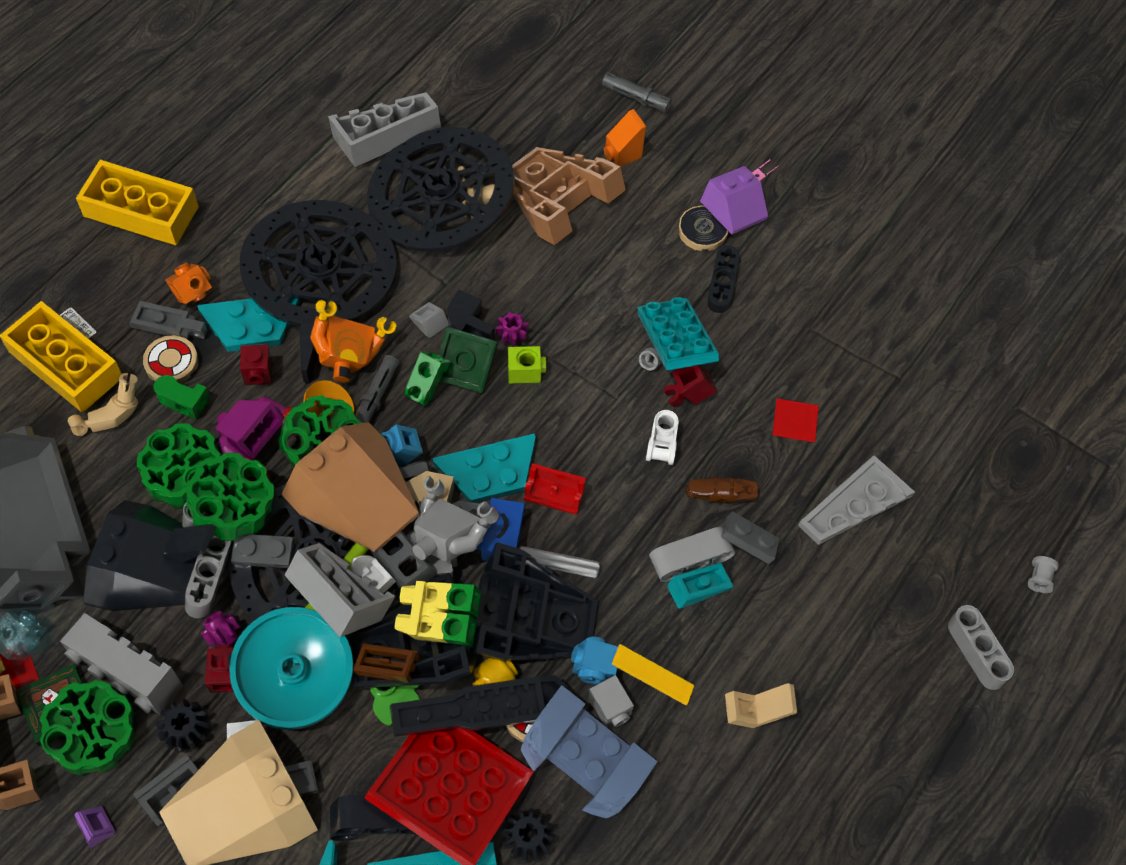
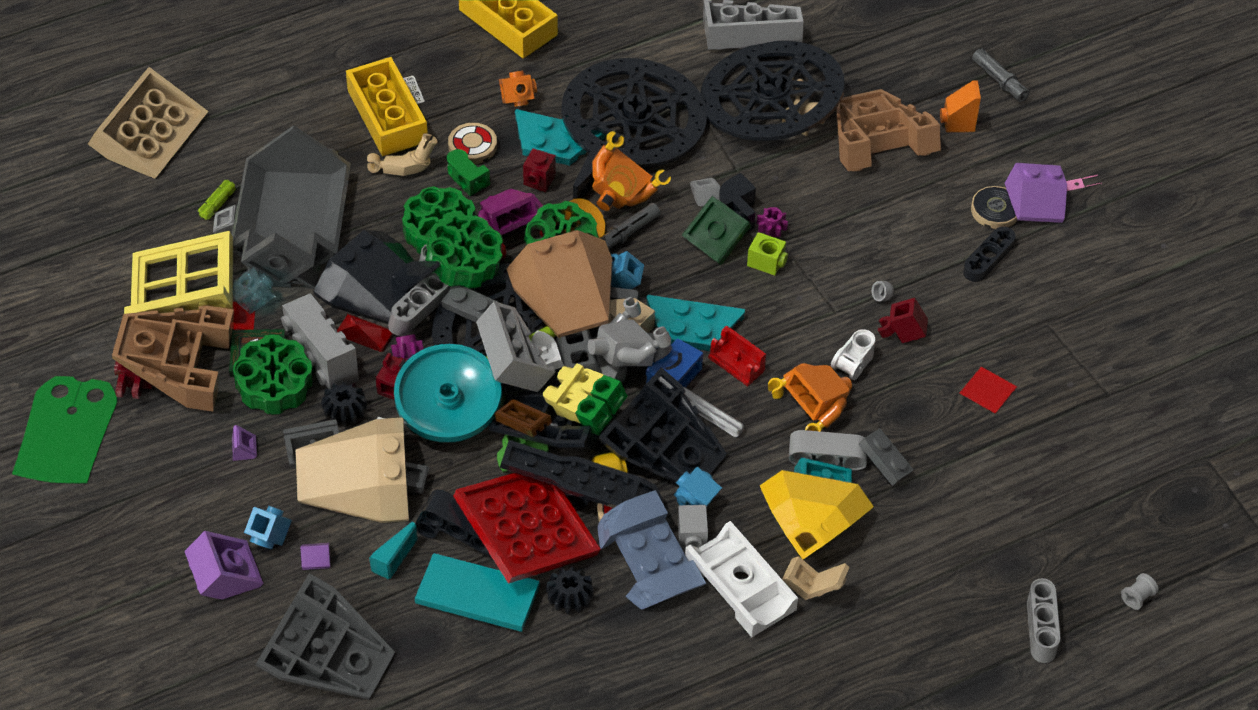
camera: 30 degrees right, 10 degrees down
(162, 627) = (365, 333): none -> red slope
(167, 321) = (485, 112): dark grey hinge -> none
(426, 377) = (674, 230): green leg -> none
(651, 495) = (816, 390): none -> orange torso
(652, 674) = (733, 512): yellow sticker -> none
(677, 334) = (914, 275): teal tile -> none
(718, 629) = (813, 507): none -> yellow brick
(719, 748) = (757, 599): none -> white piece
(722, 489) = (884, 413): reddish brown hinge -> none
(857, 499) = (1003, 468): light grey wing -> none

